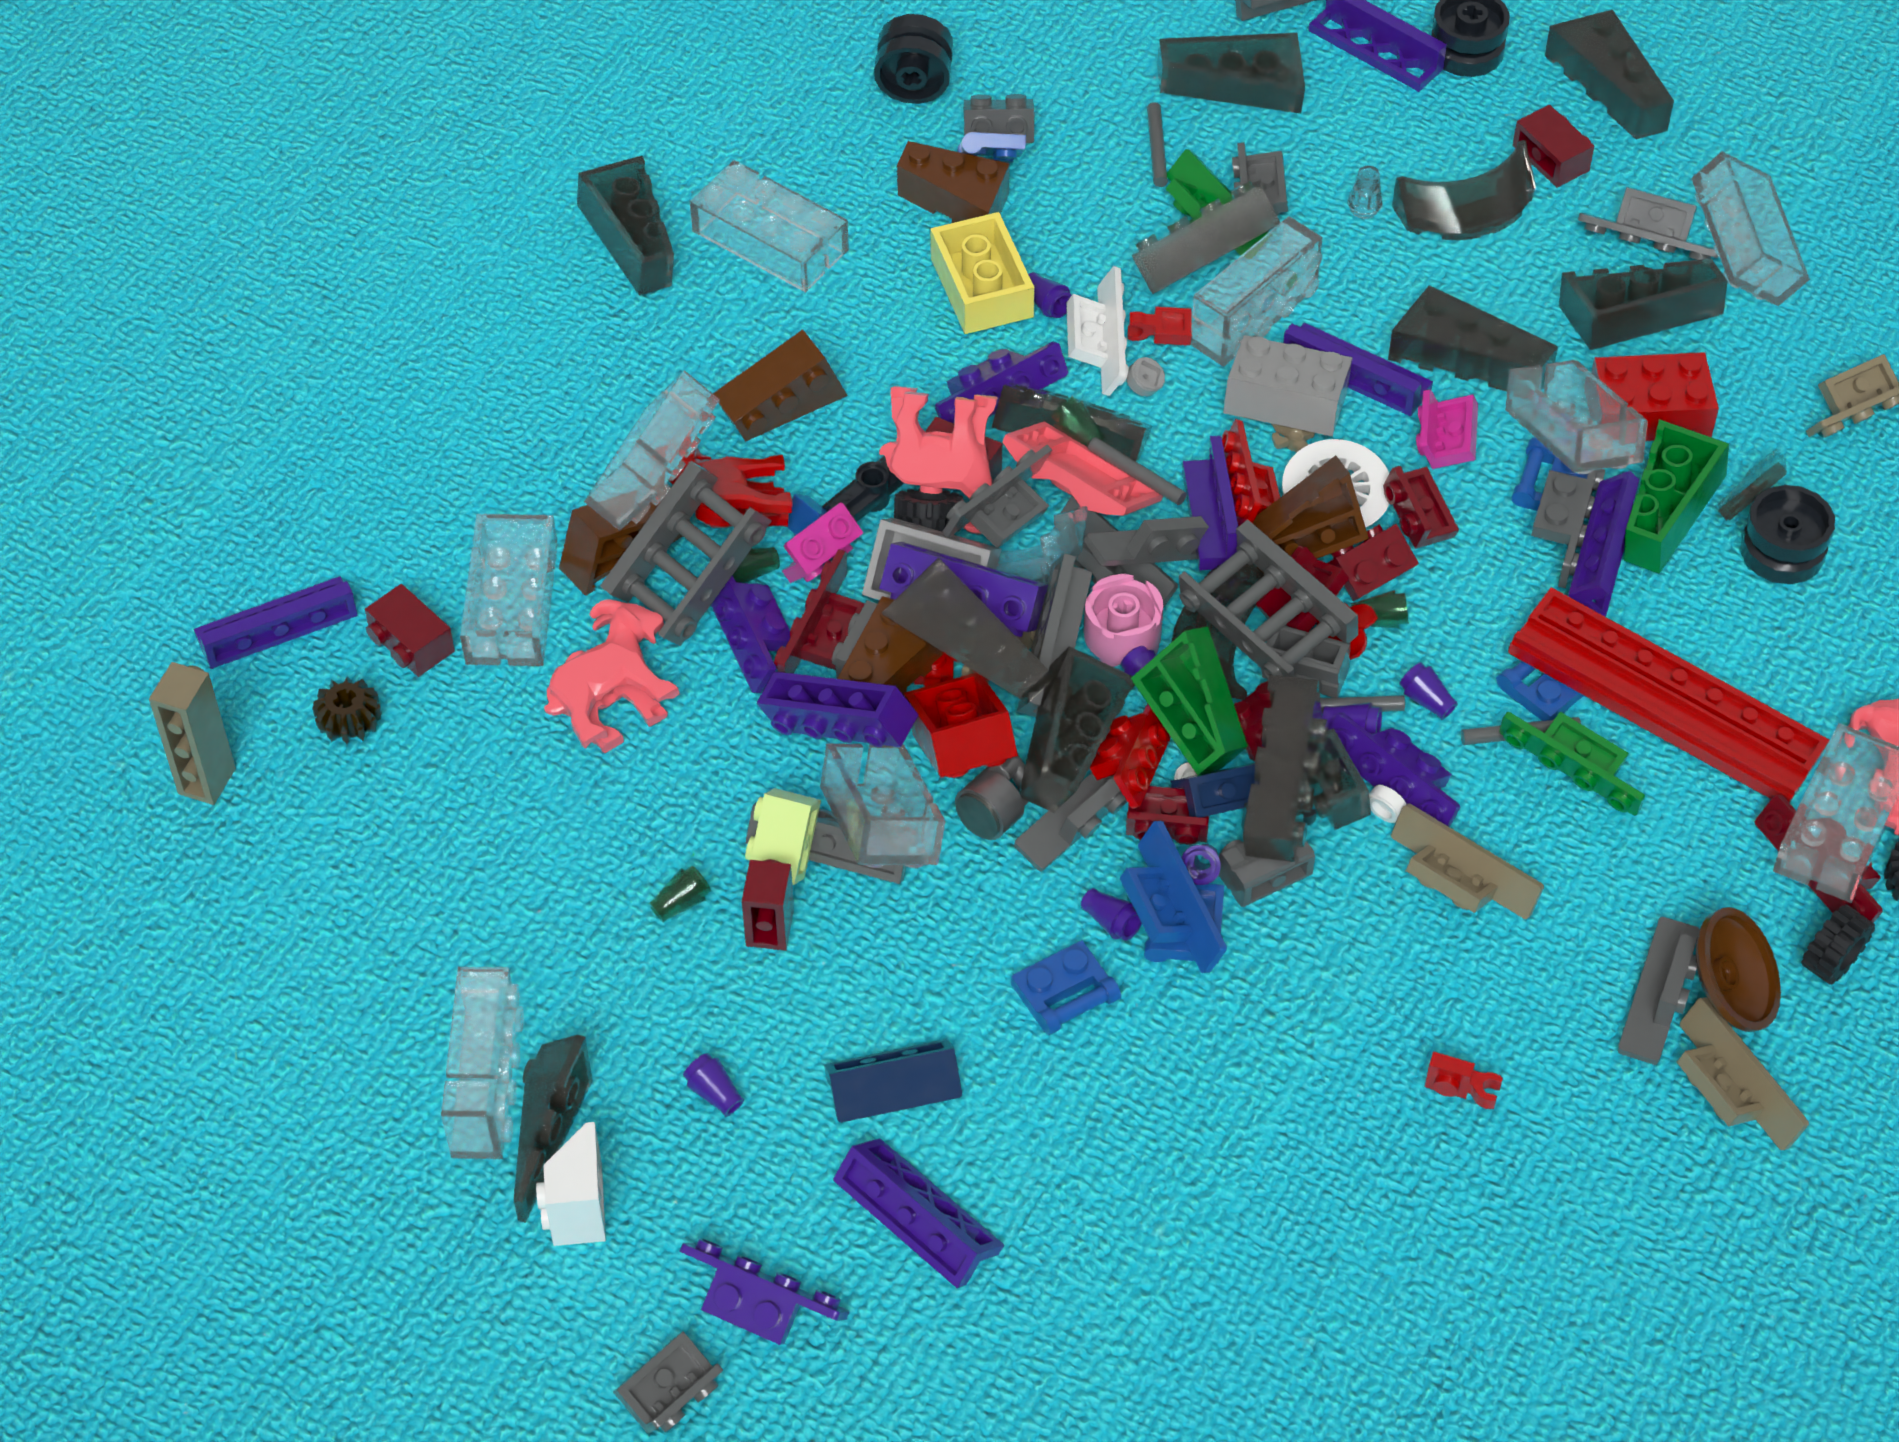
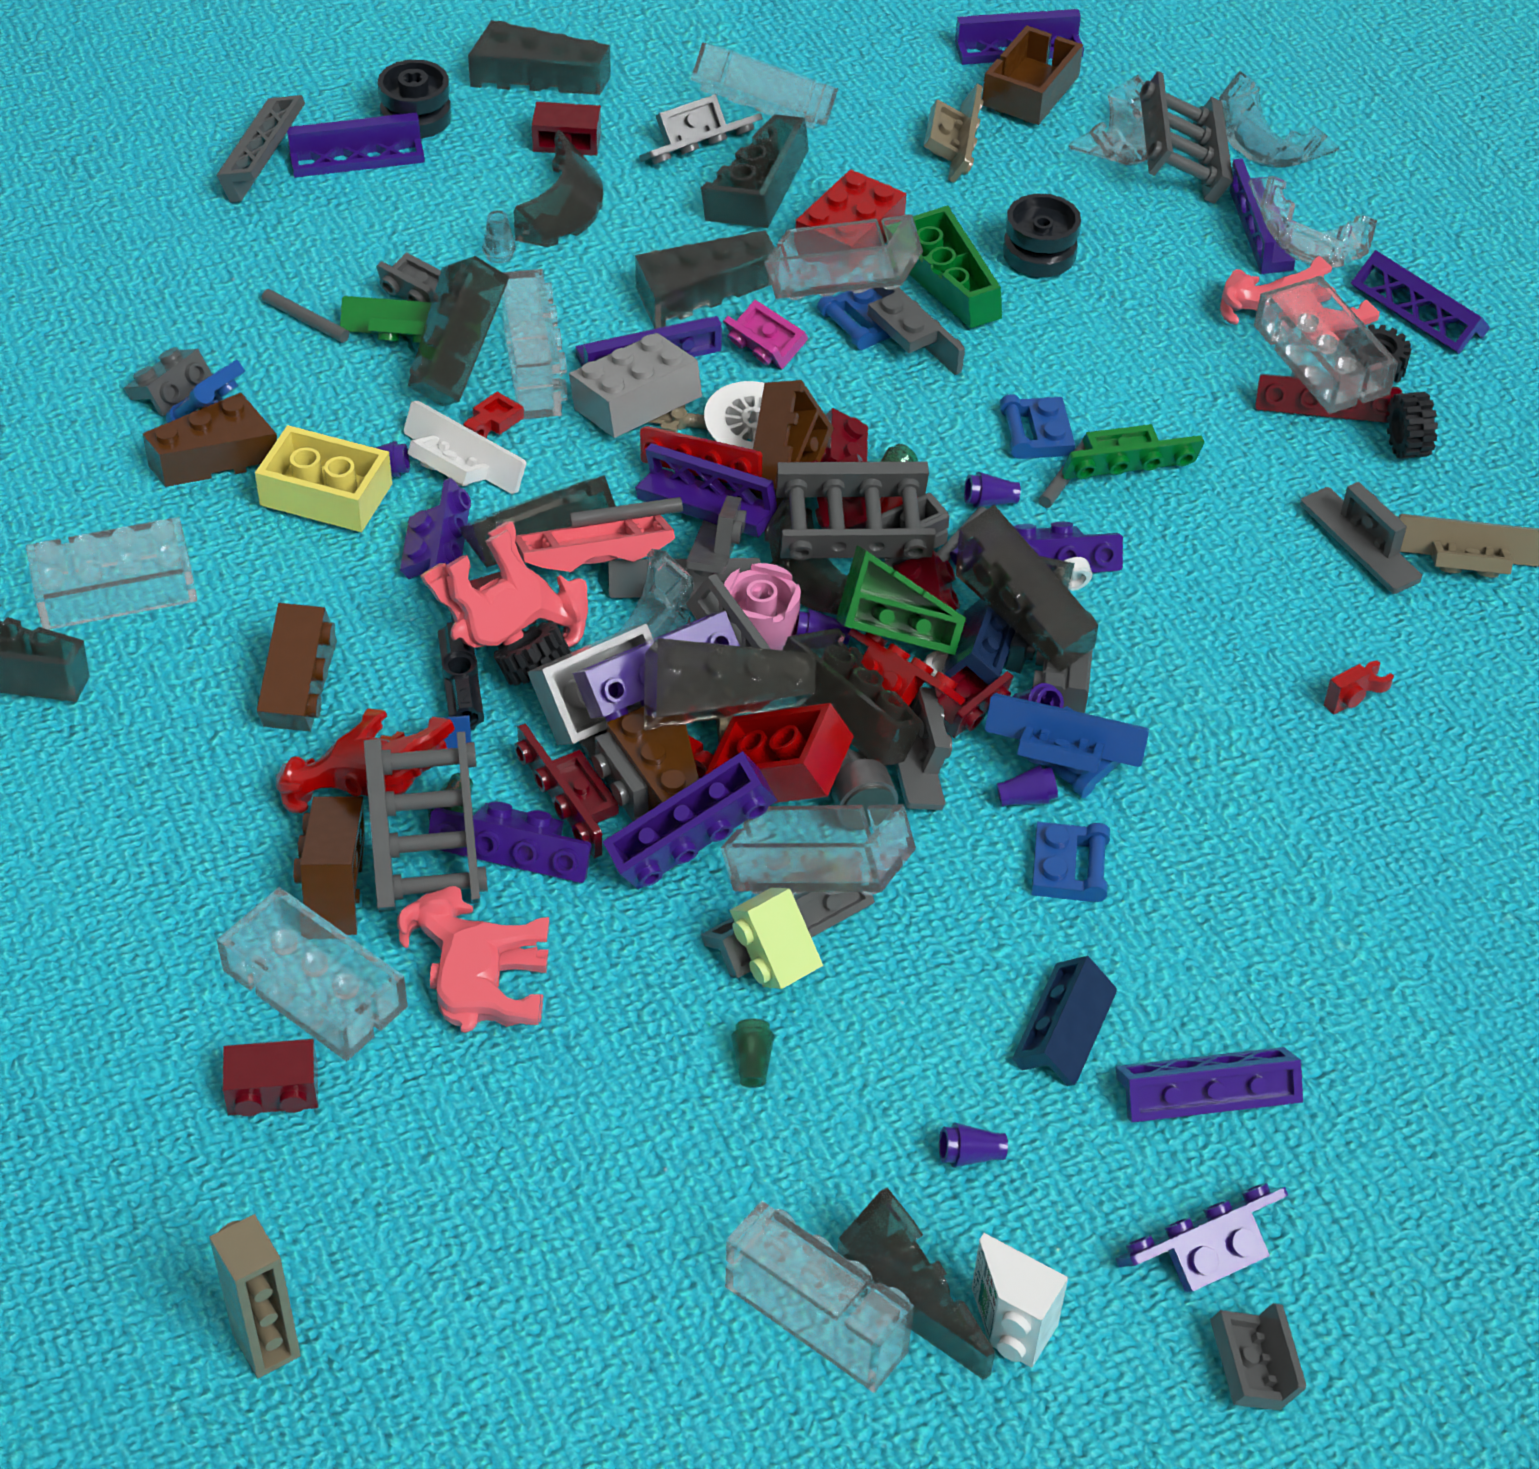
camera: 55 degrees left, 5 degrees down
(276, 622) = (148, 1184): dark purple fence -> none
(347, 710) = (312, 1178): dark brown gear -> none
(653, 452) = (313, 766): clear piece -> none
(768, 904) = (835, 990): dark red brick -> none
(820, 543) = (494, 740): dark pink bracket -> none
(913, 58) = (57, 380): black wheel -> none
(1006, 505) = (600, 591): dark grey bracket -> none
(1076, 421) = (538, 515): clear green cone -> none
(1145, 376) = (533, 454): light grey tile -> none
(1235, 69) = (298, 226): clear smoke wedge -> none
(1419, 506) = (827, 389): dark red bracket -> none
(1462, 867) = (1166, 569): dark tan bracket -> none
(1604, 542) = (960, 318): dark purple fence -> none
(1668, 696) = (1116, 377): red plate -> none
(1738, 970) = (1390, 488): reddish brown dish -> none
(1756, 481) = (983, 218): clear smoke tile -> none

